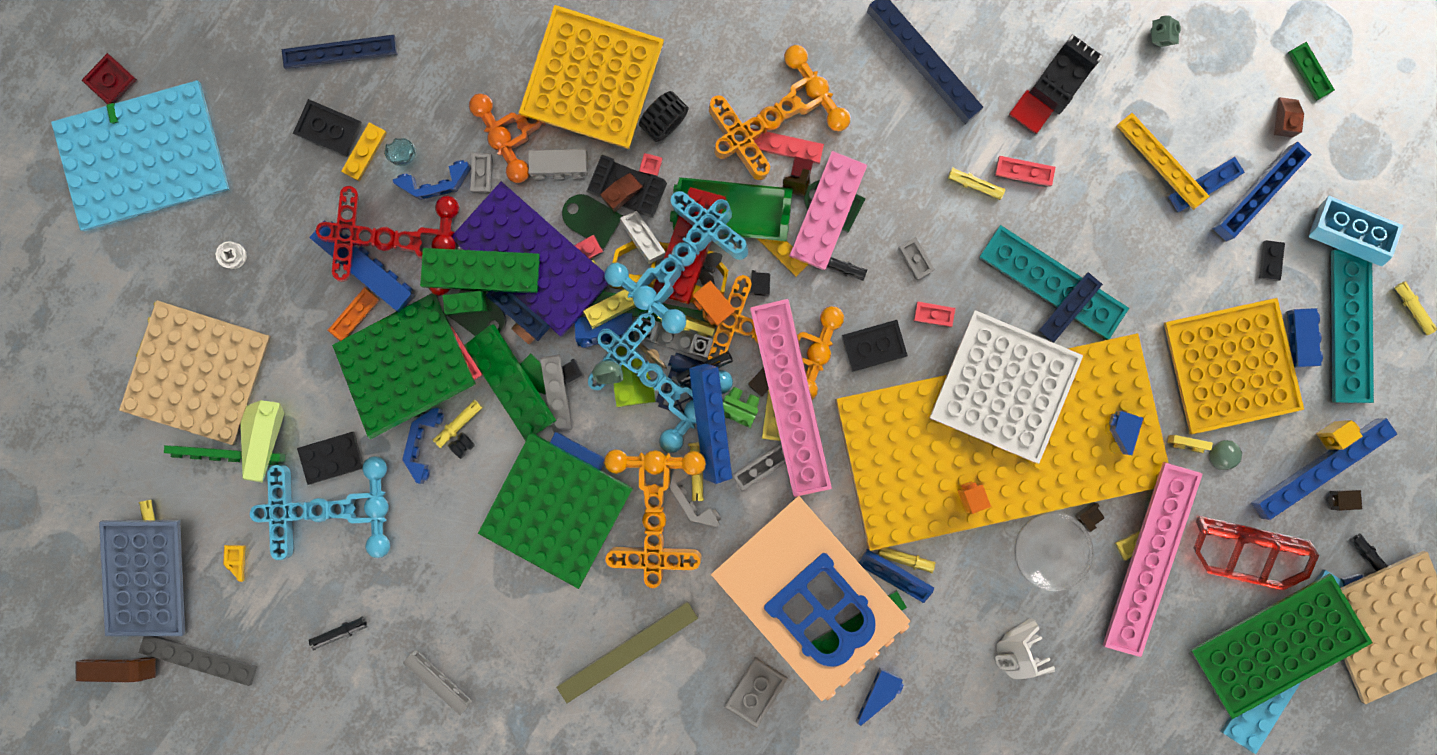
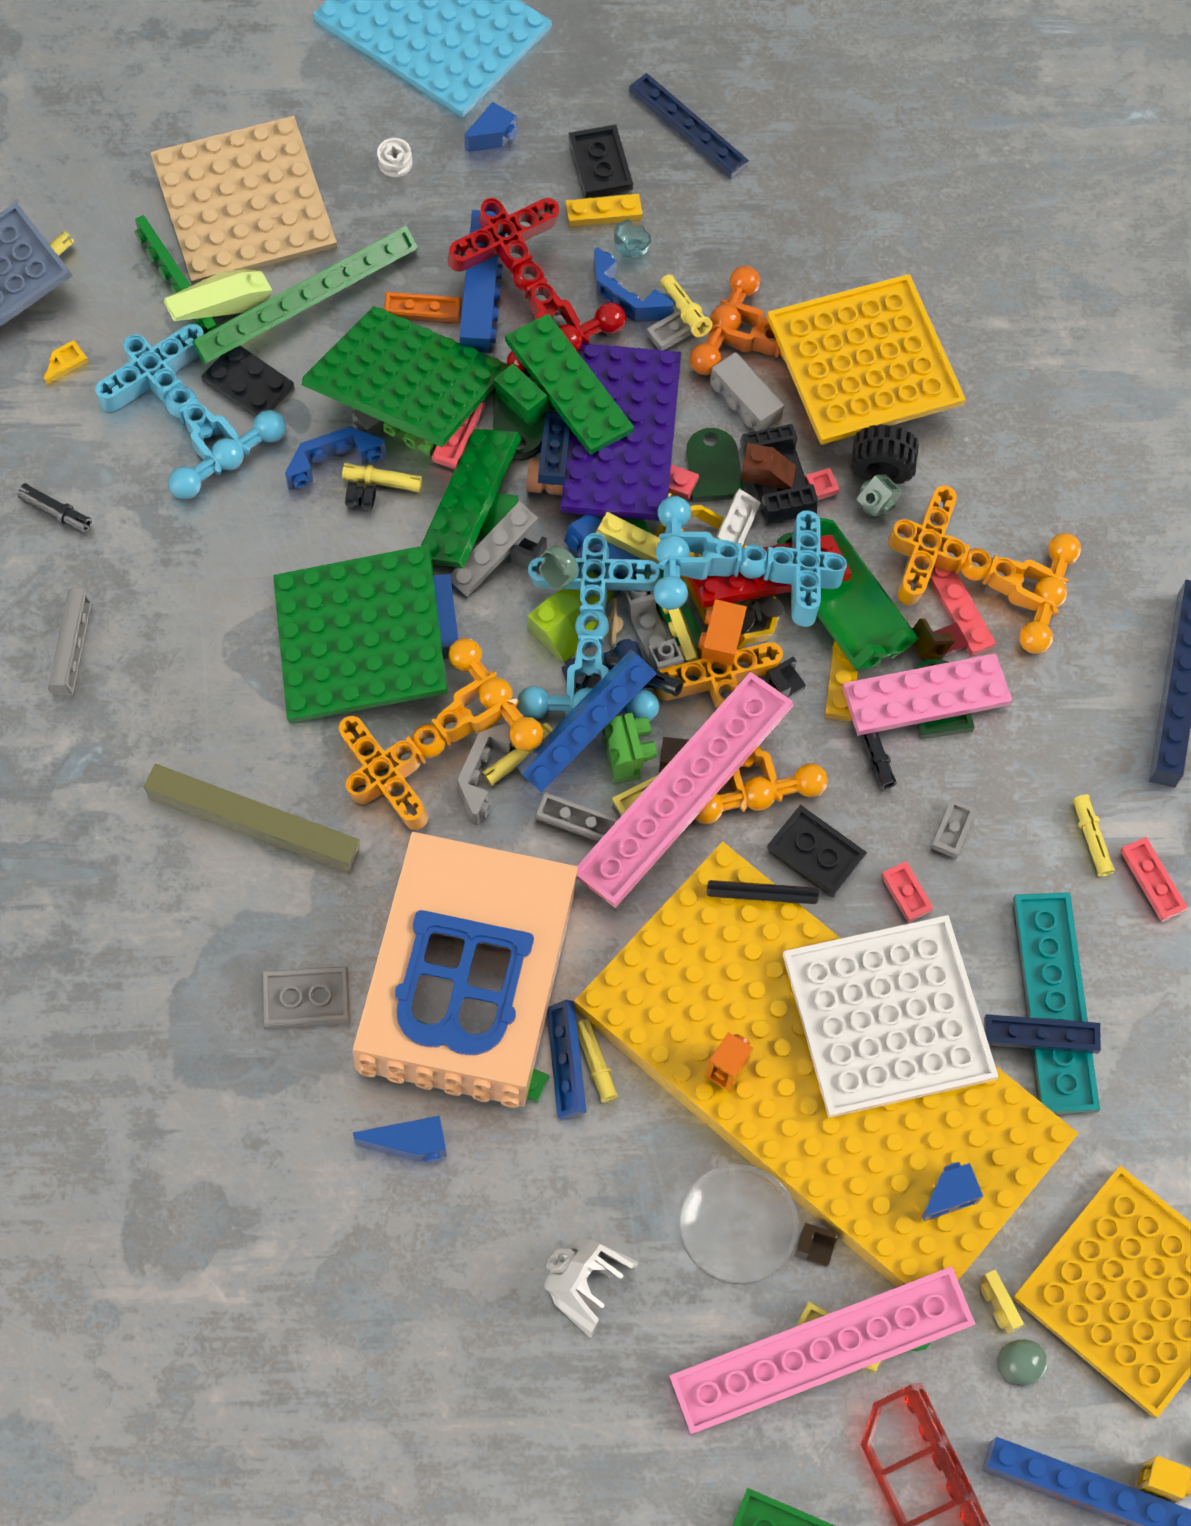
camera: 50 degrees right, 20 degrees down
(254, 179) = (491, 129): none -> blue slope
(296, 383) = (304, 295): none -> plate
(481, 156) = (690, 312): none -> light yellow pin
(684, 138) = (879, 495): none -> sand green brick
(885, 401) = (762, 892): none -> black axle

